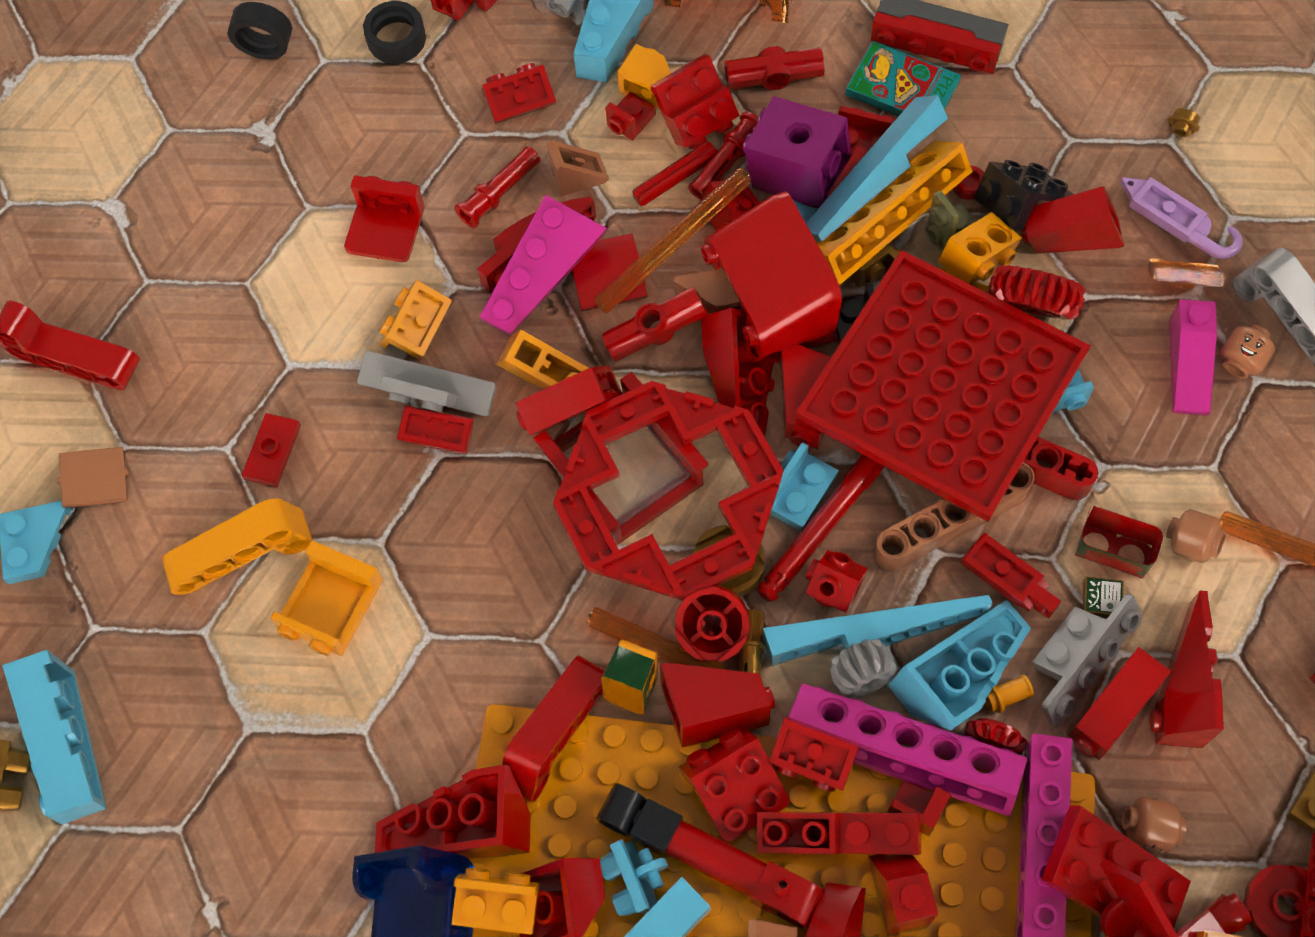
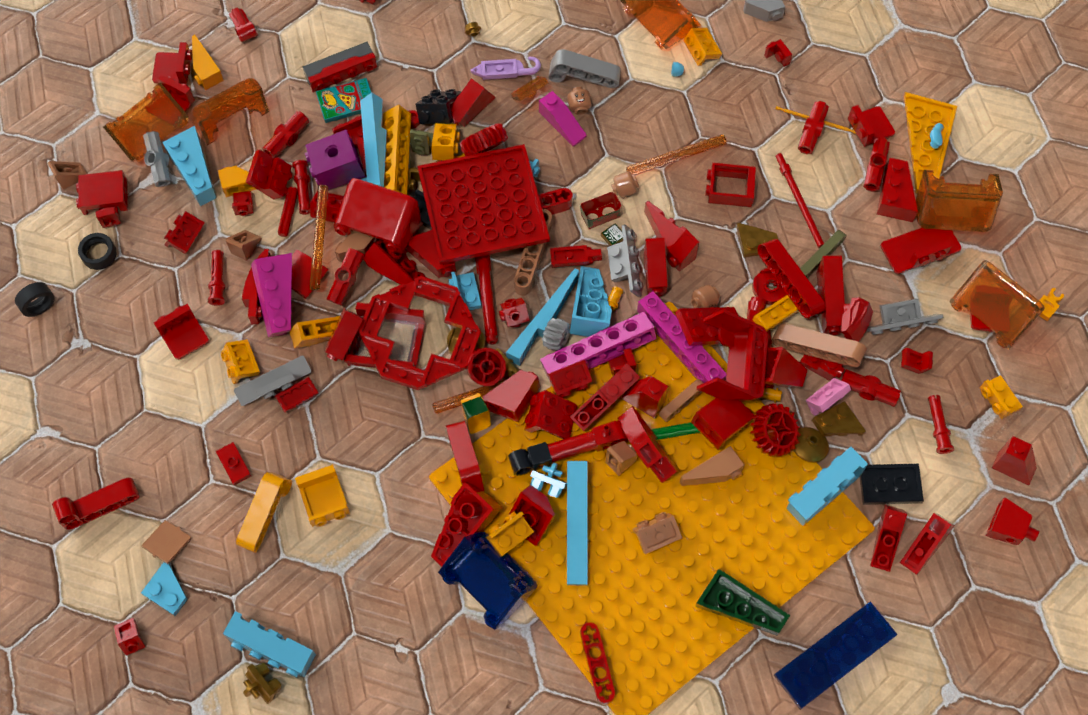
camera: 50 degrees left, 0 degrees up
(996, 734) = (624, 314): red gear -> none

